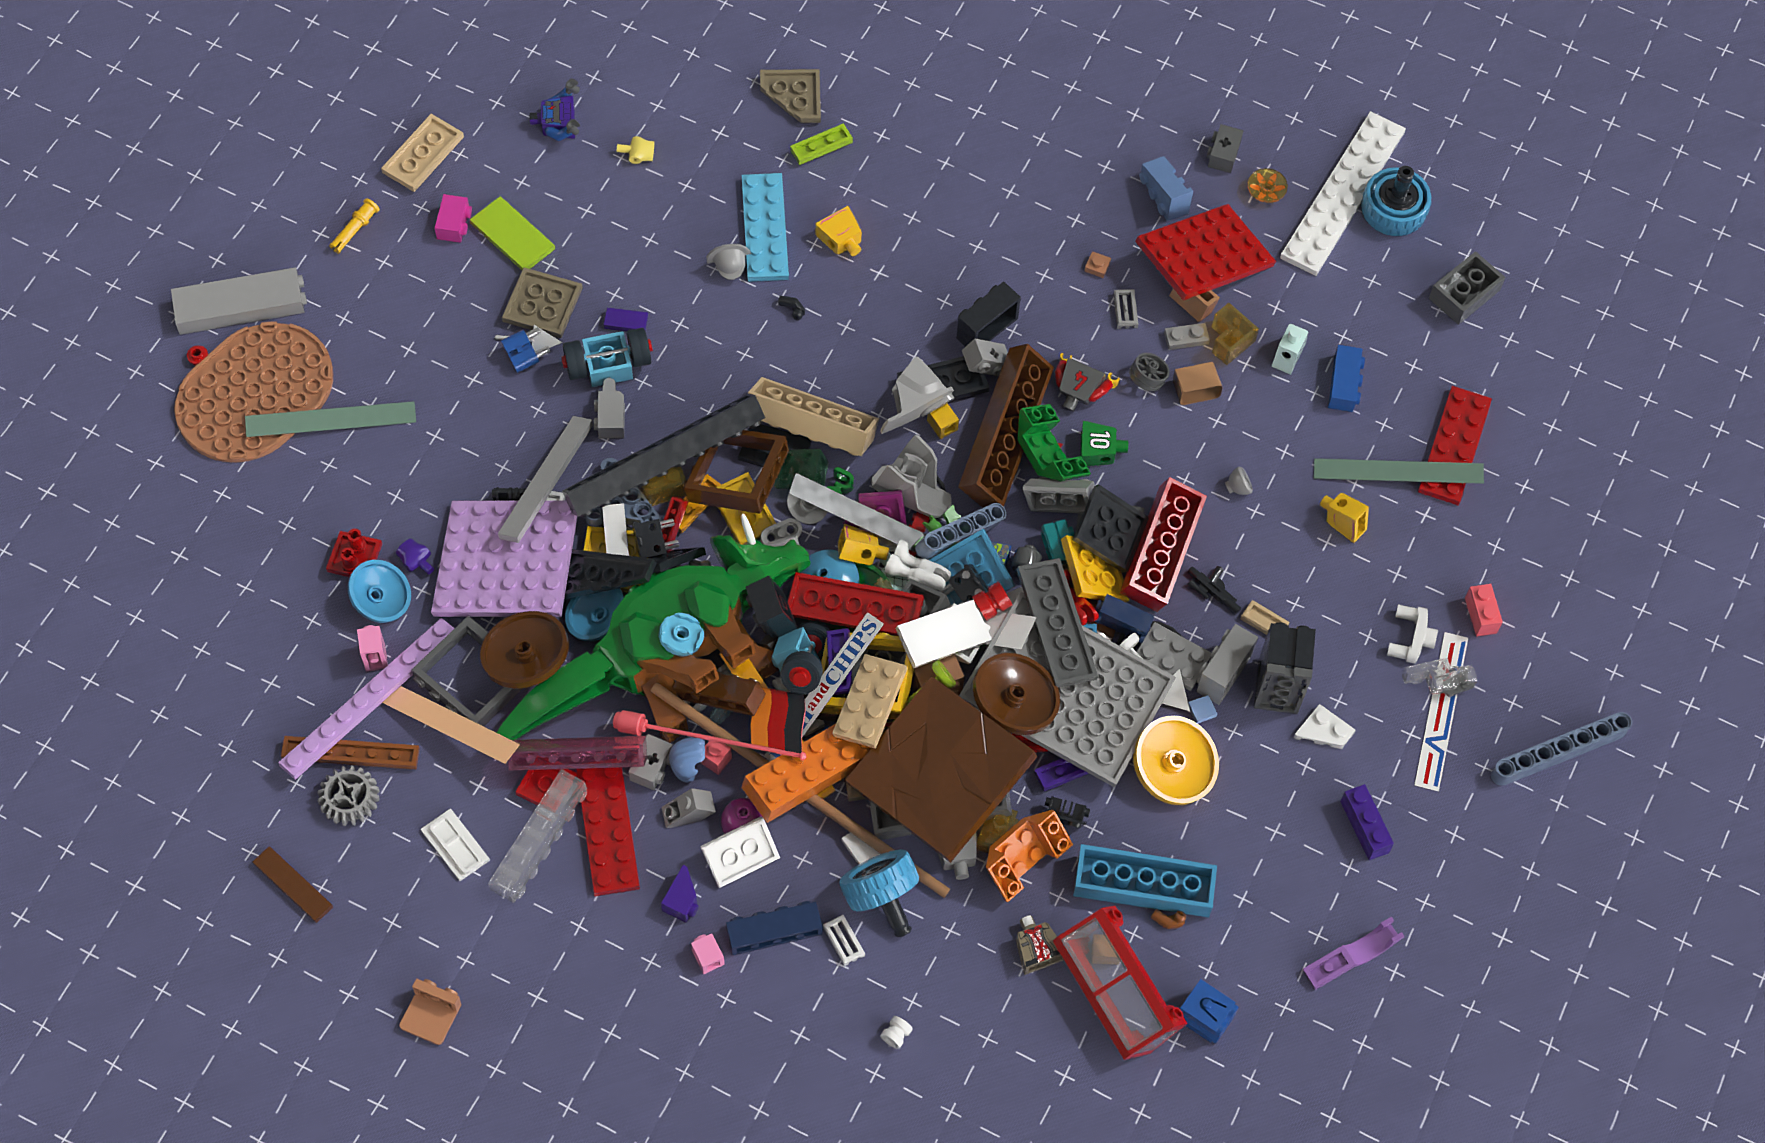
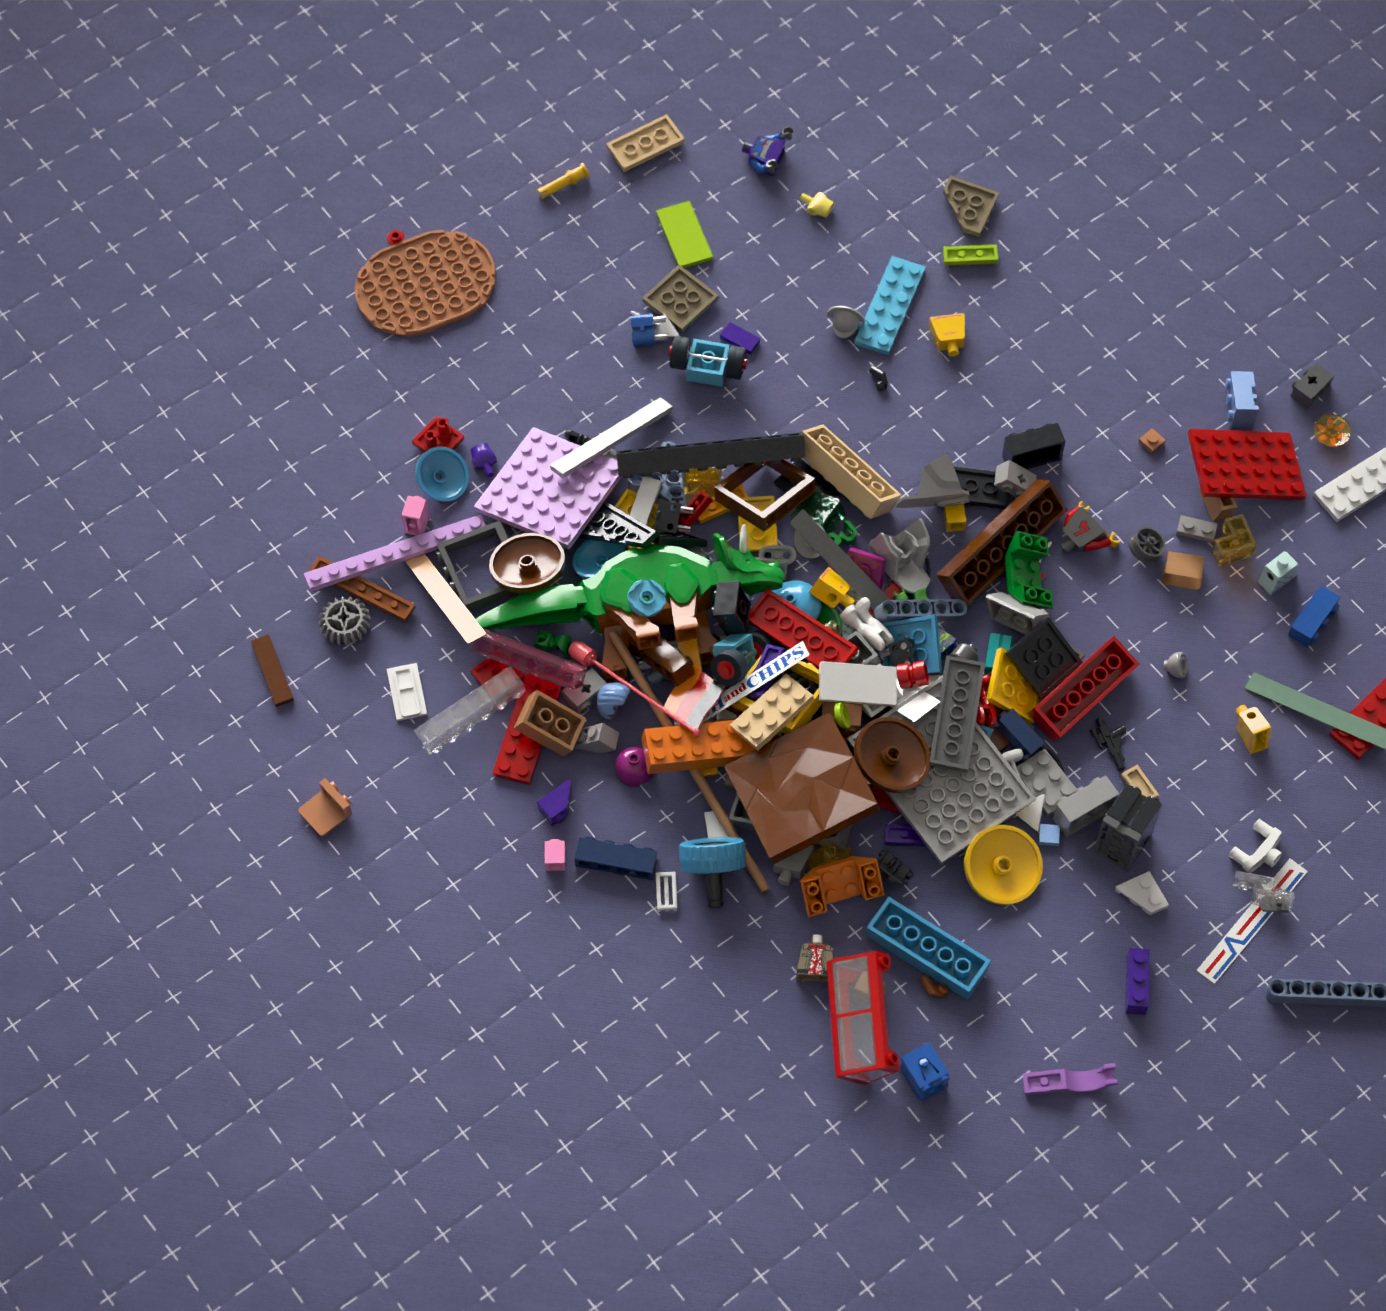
camera: 30 degrees right, 0 degrees up
(238, 300) = (446, 207): light grey brick -> none
(330, 419) = (472, 327): sand green sticker -> none
(452, 218) = (642, 204): dark pink brick -> none
(581, 725) = (546, 641): none -> green leg
(610, 411) = (690, 405): light grey hinge -> none
(633, 812) = (550, 723): none -> medium nougat brick
(716, 756) = (637, 707): coral brick -> none
(740, 852) = (618, 788): white tile -> none
(895, 1033) = (668, 979): white wheel -> none
(1100, 444) = (1074, 588): green torso -> none
(1126, 322) = (1151, 499): light grey tile -> none
(1483, 610) = (1330, 853): coral brick -> none

